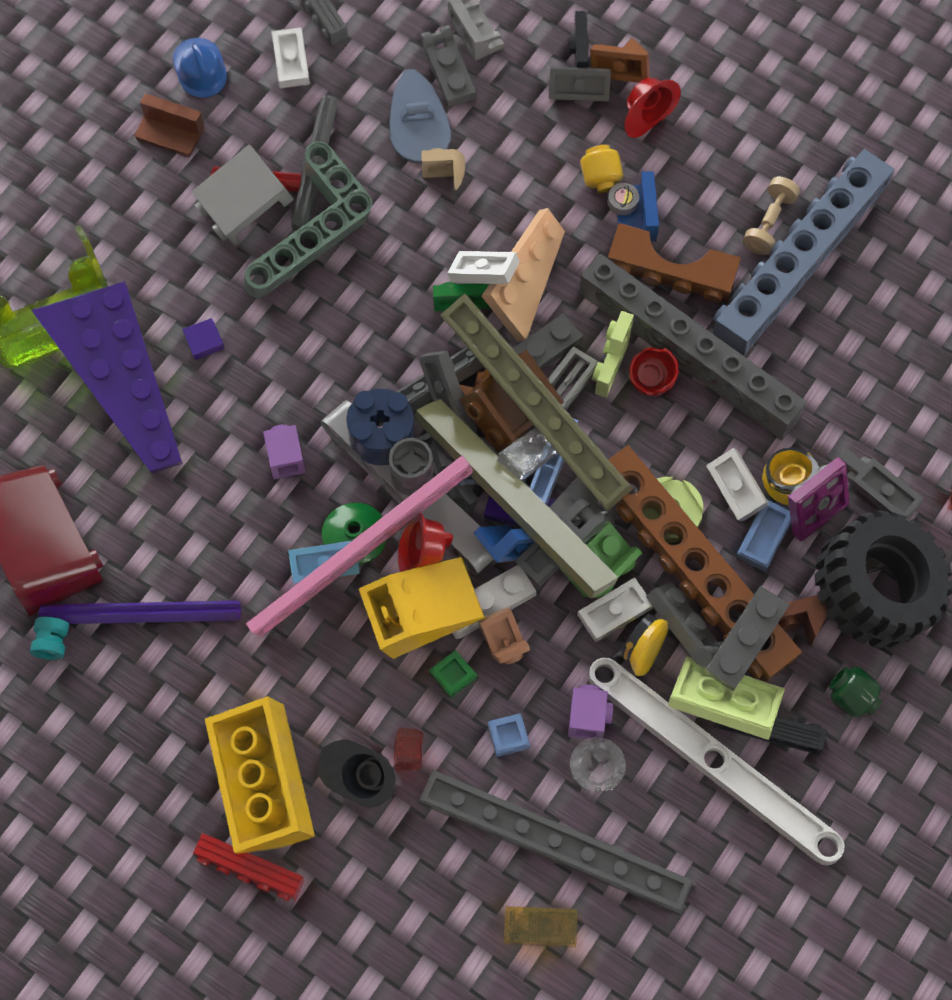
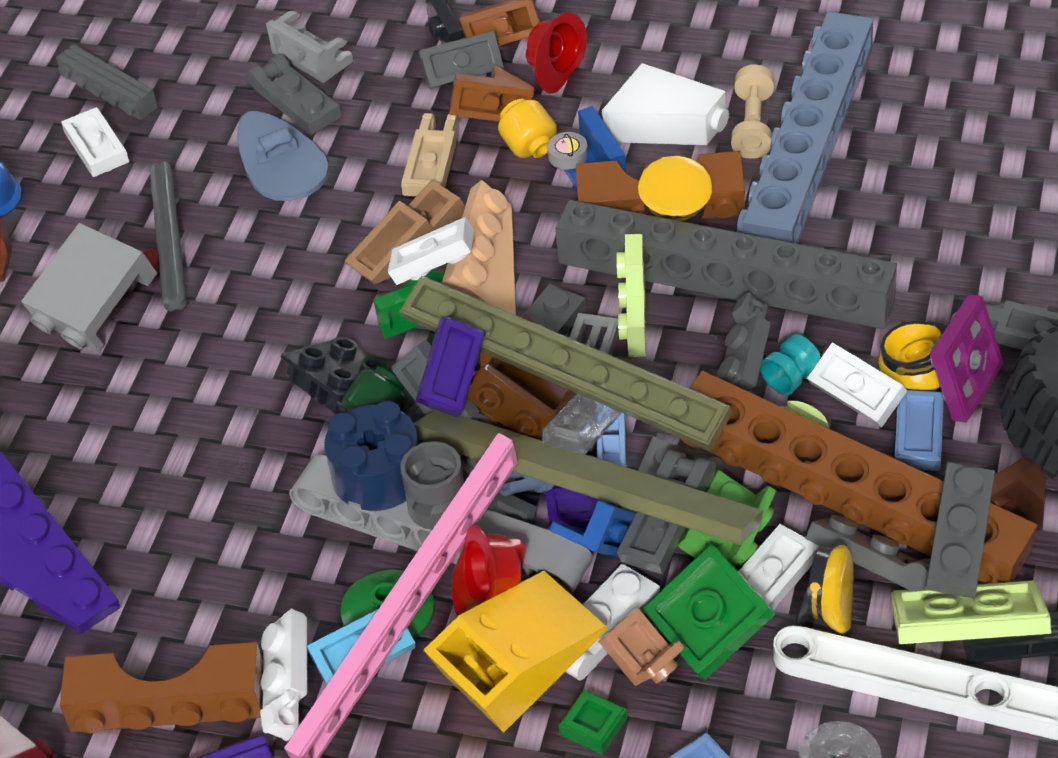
camera: 15 degrees left, 20 degrees down
(203, 338) = (95, 459): dark purple tile -> none
(226, 555) = (218, 688): none -> dark orange arch
(267, 563) = (284, 673): none -> white hinge
(284, 451) = (255, 542): medium lavender brick -> none
(315, 229) = (227, 269): sand green beam -> none
(391, 332) = (329, 369): none -> black hinge
(402, 371) = (374, 387): none -> dark green head
(443, 163) = (330, 184): tan plate -> none
(456, 377) = (450, 366): none -> dark purple tile
(481, 230) = (403, 223): none -> medium nougat slope
(523, 166) = (430, 154): none -> tan hinge
(558, 627) = (709, 611): none -> green plate
(585, 130) = (486, 96): none -> dark orange slope
(589, 712) = (797, 697): medium lavender brick -> none
(653, 371) = (692, 302): red hair -> none
(673, 425) = (745, 343): none -> dark grey hinge
(678, 276) = (675, 189): none -> yellow piece
(699, 450) = (786, 368): none -> teal wheel
(707, 189) = (665, 109): none -> white slope

